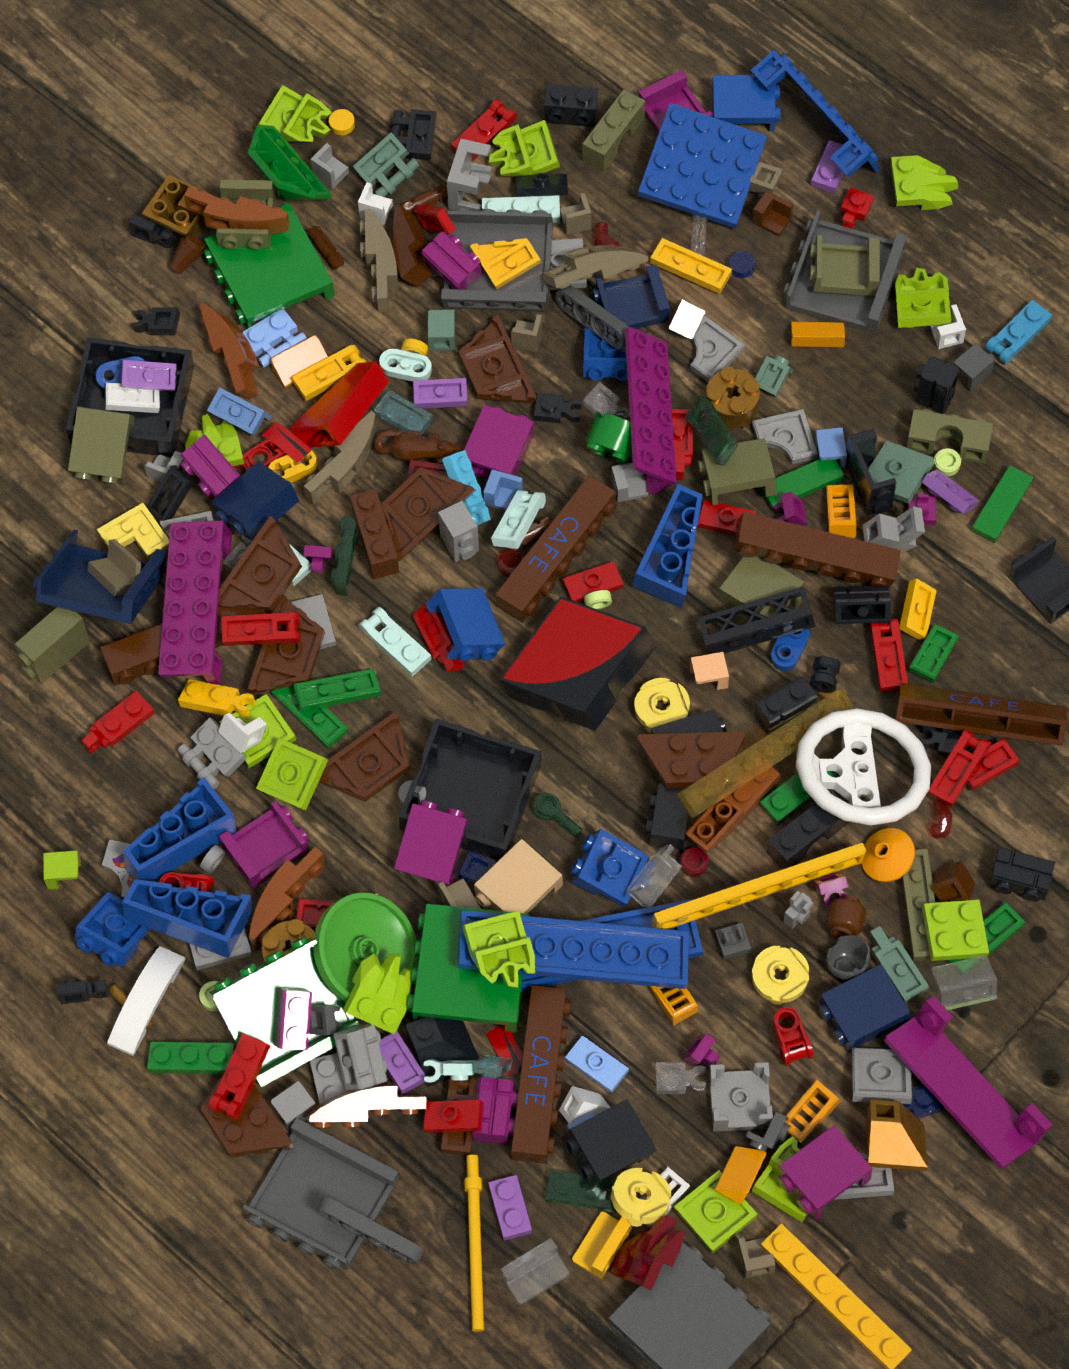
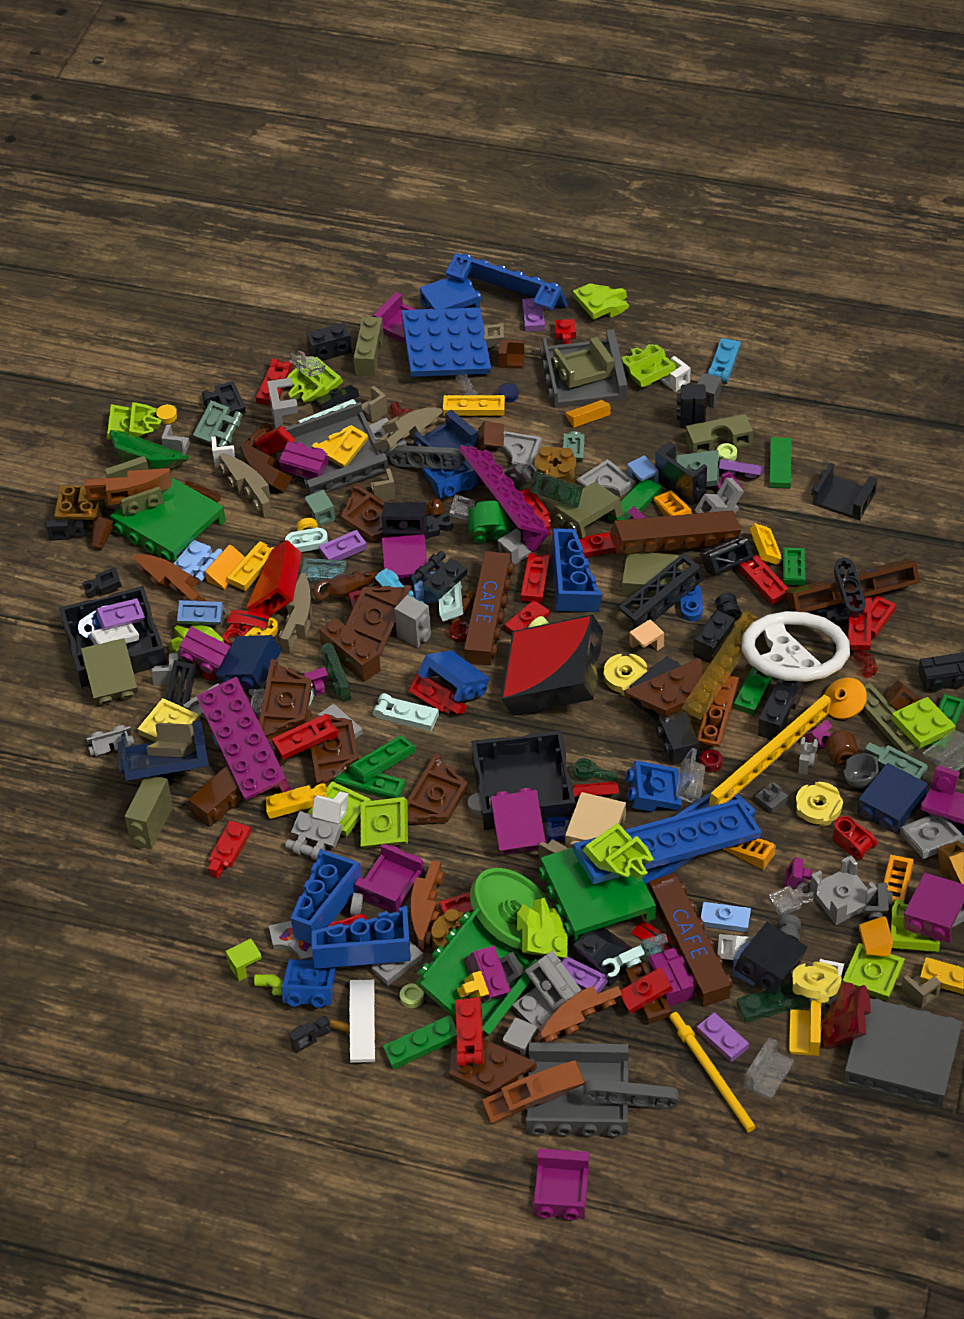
camera: 25 degrees left, 15 degrees down
(51, 528) = (102, 740): none -> light grey hinge
(77, 906) = (269, 980): none -> lime arm
(243, 1297) = (561, 1184): none -> magenta panel
(269, 1027) = (474, 986): none -> yellow tile
(270, 1177) = (533, 1090): none -> dark orange slope
(520, 391) = (404, 518): none -> black brick
(523, 491) = (445, 577): none -> black plate
(527, 130) = (308, 365): none -> clear plate
(543, 839) = (596, 788): none -> red plate
(570, 387) = (435, 507): none -> reddish brown hinge
(632, 532) = (535, 577): none -> red plate
(653, 1115) = (792, 925): none -> dark grey wheel
(684, 387) = (519, 474): none -> dark grey plate
(979, 703) = (851, 578): none -> black beam

